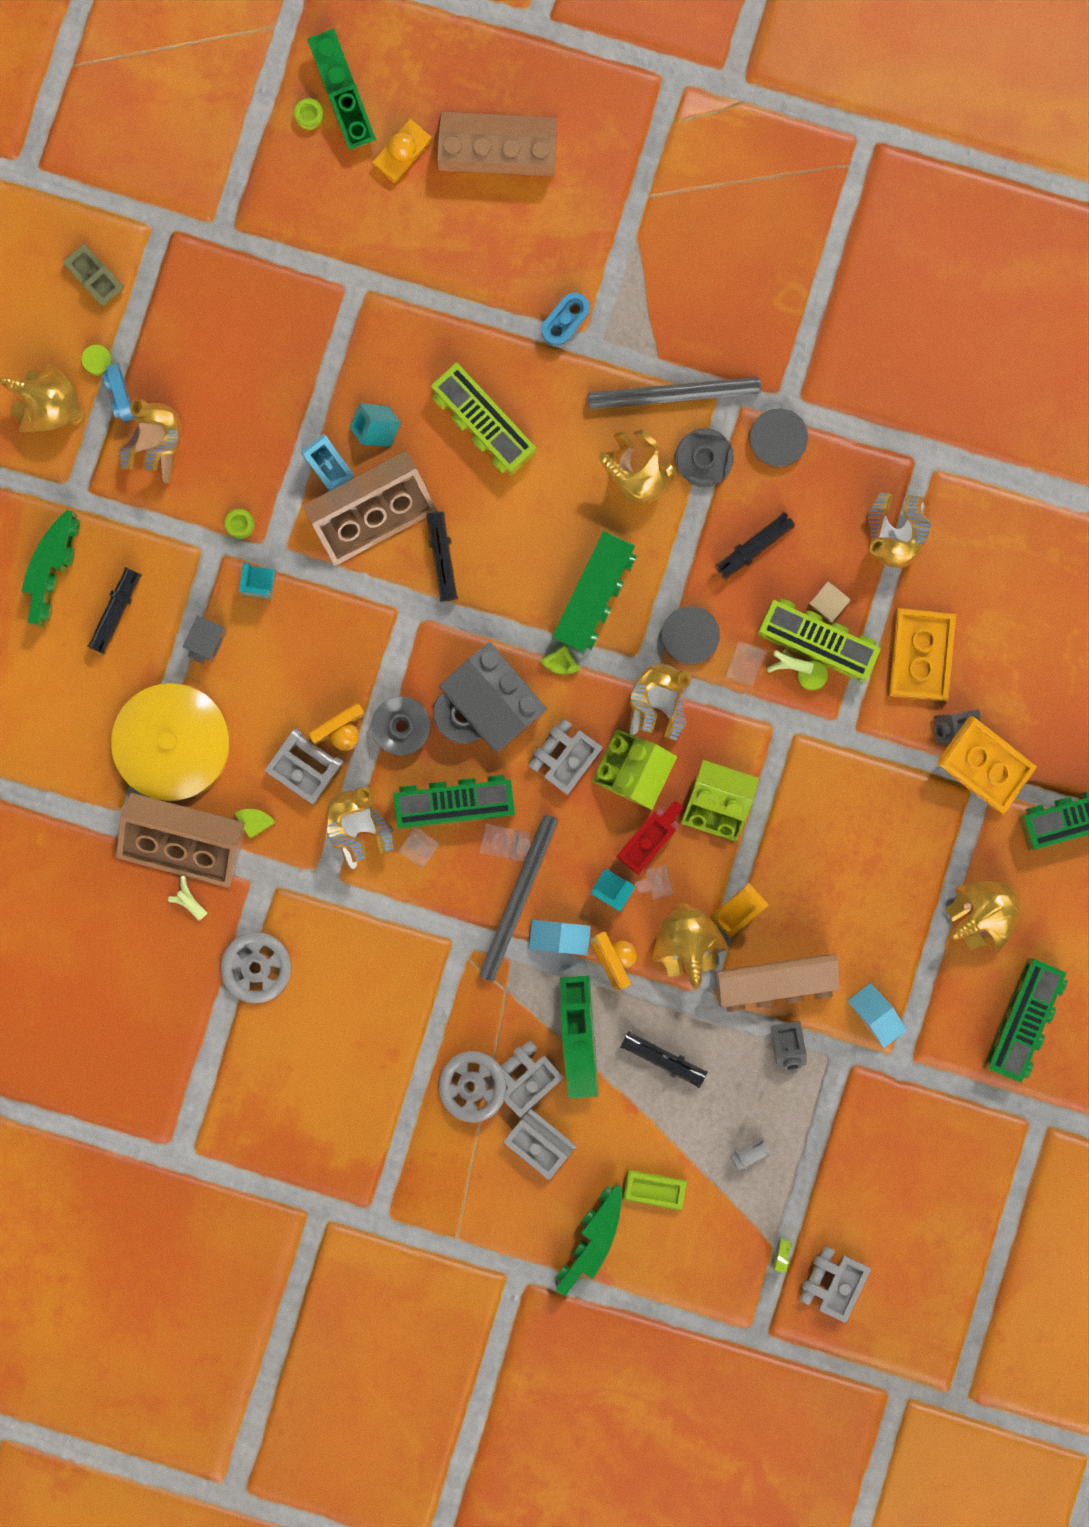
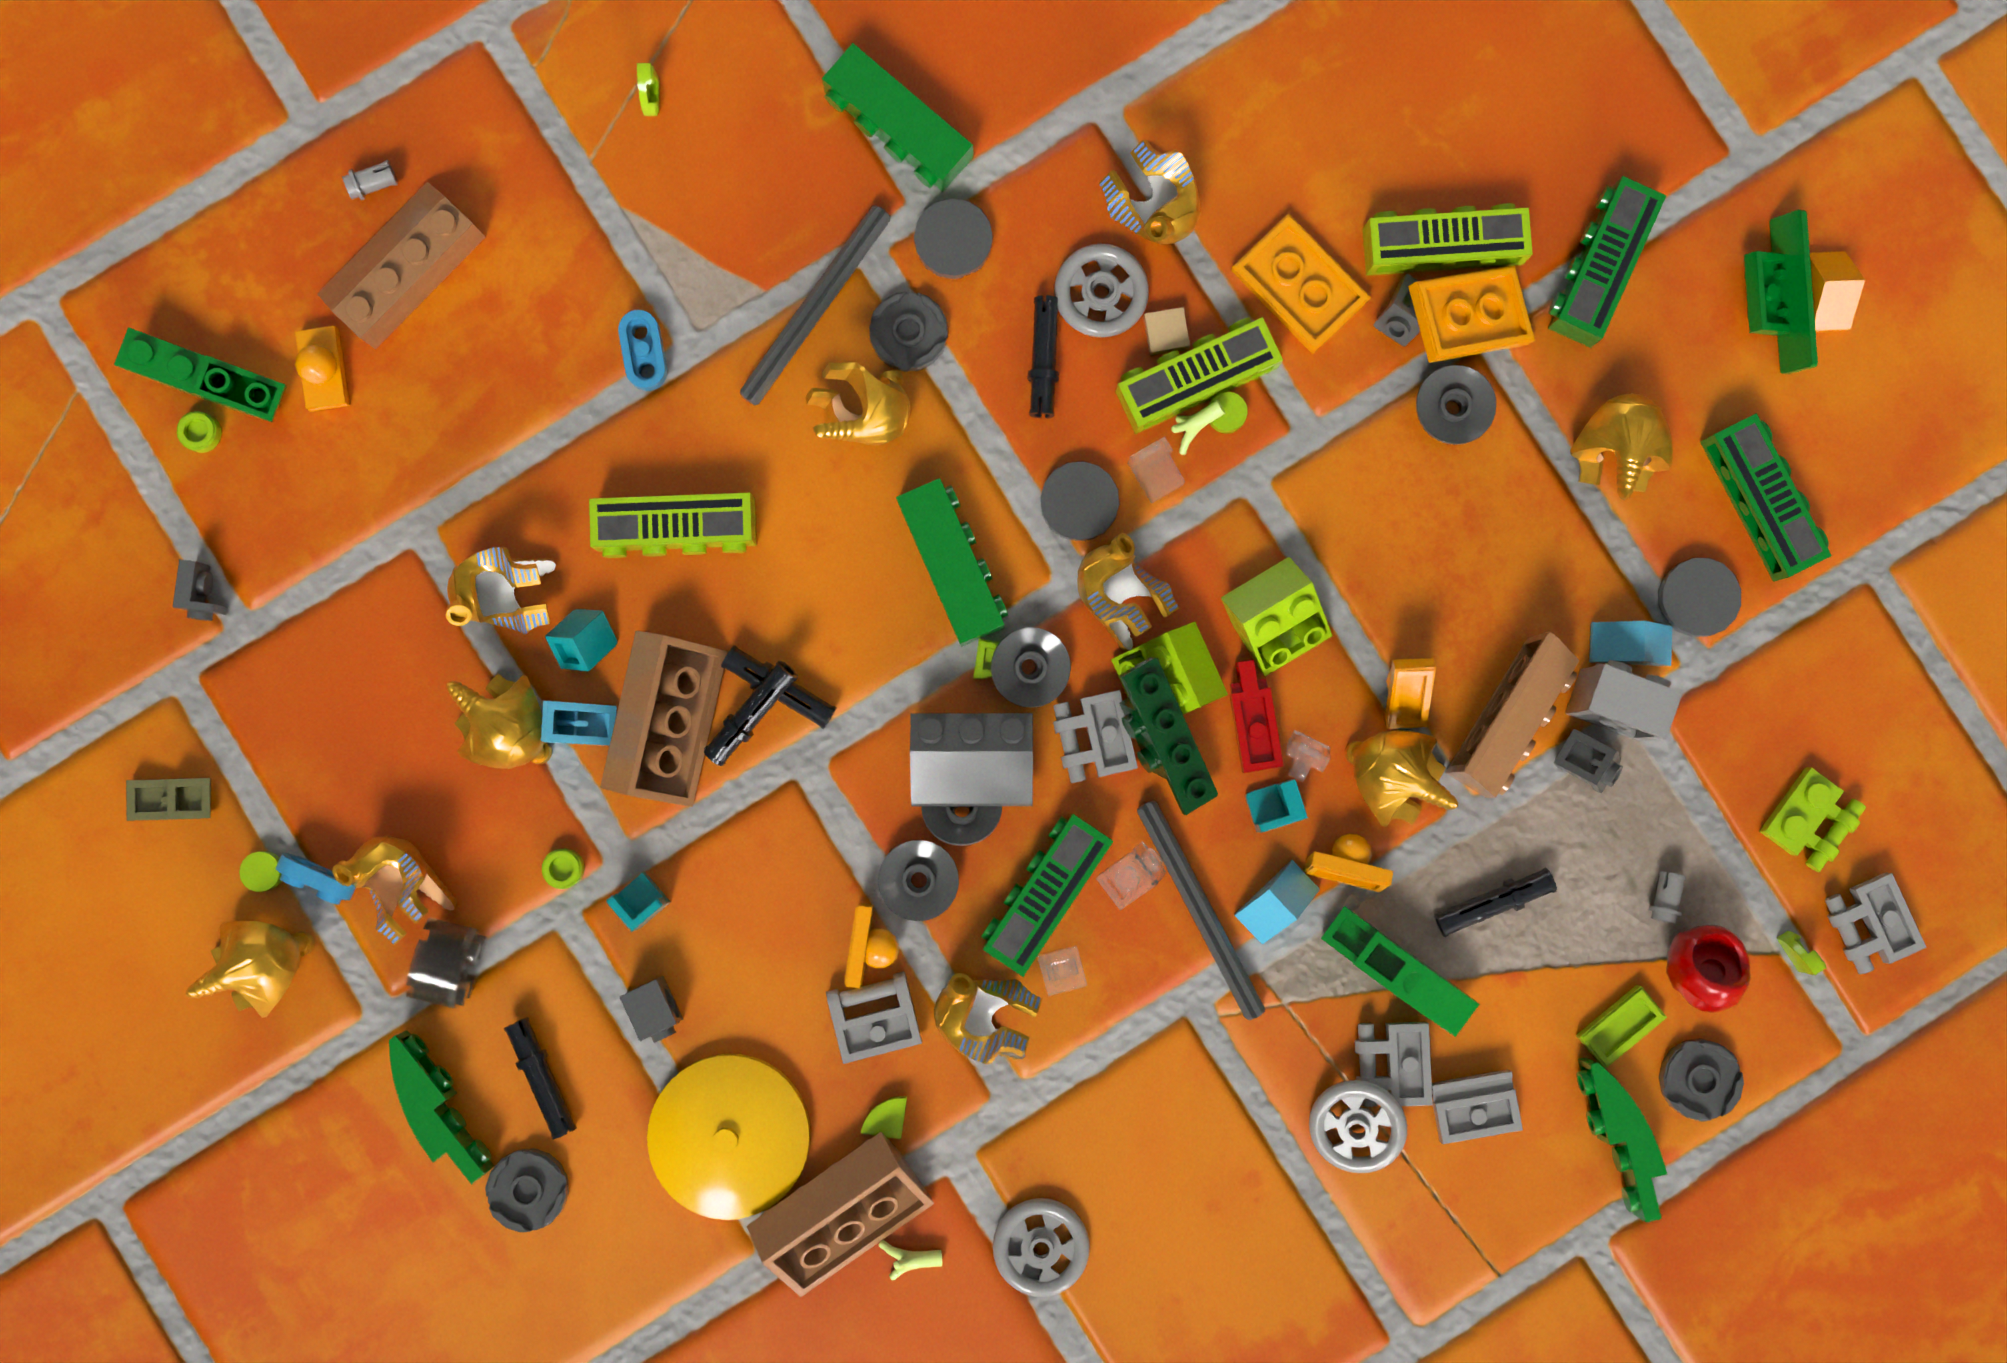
camera: 50 degrees left, 0 degrees up
(46, 656) = (527, 1190): none -> dark grey tile
(133, 504) = (444, 963): none -> clear smoke brick
(221, 186) = (192, 587): none -> dark grey bracket
(288, 424) = (503, 729): none -> pearl gold piece
(358, 346) = (484, 590): none -> piece
(404, 553) = (740, 725): none -> black pin
(530, 85) = (369, 180): none -> light grey pin
(578, 701) = (1050, 670): none -> dark grey dish
(597, 793) = (1164, 736): none -> dark green bracket
(663, 1260) = (1701, 1079): none -> dark grey tile
(715, 195) = (648, 89): none -> lime tile
(728, 1207) = (1709, 967): none -> red piece
(810, 568) = (1108, 258): none -> light grey plate
(818, 348) = (897, 118): none -> green brick
(837, 1033) = (1624, 702): none -> light grey brick
(864, 1192) = (1802, 812): none -> lime plate
(937, 1031) = (1699, 597): none -> dark grey tile
(942, 798) = (1471, 394): none -> dark grey dish
(1017, 716) = (1447, 240): none -> lime brick

